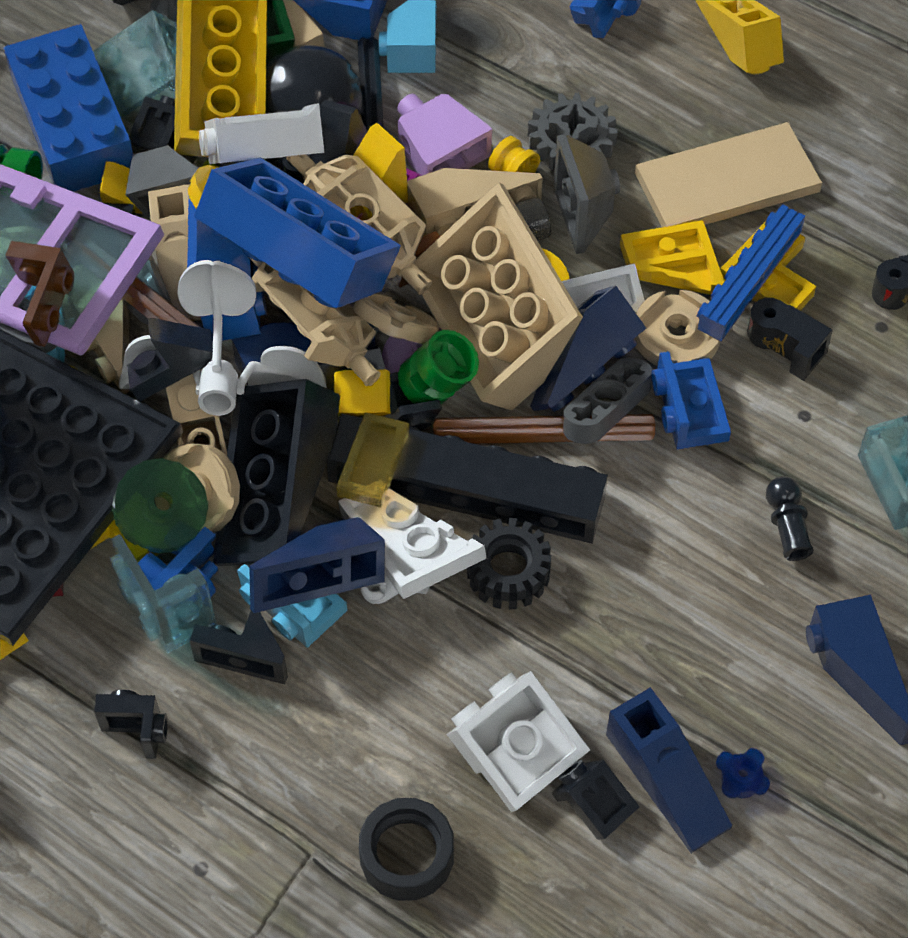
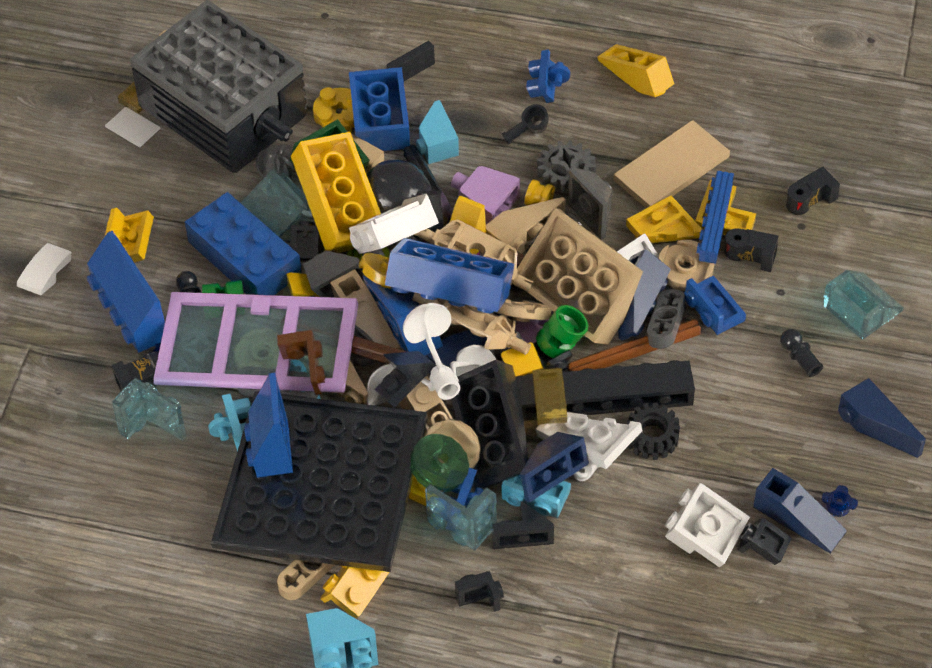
camera: 20 degrees left, 5 degrees down
(406, 812) = (672, 626): black tyre -> none
(551, 52) = (529, 117): none -> black bar

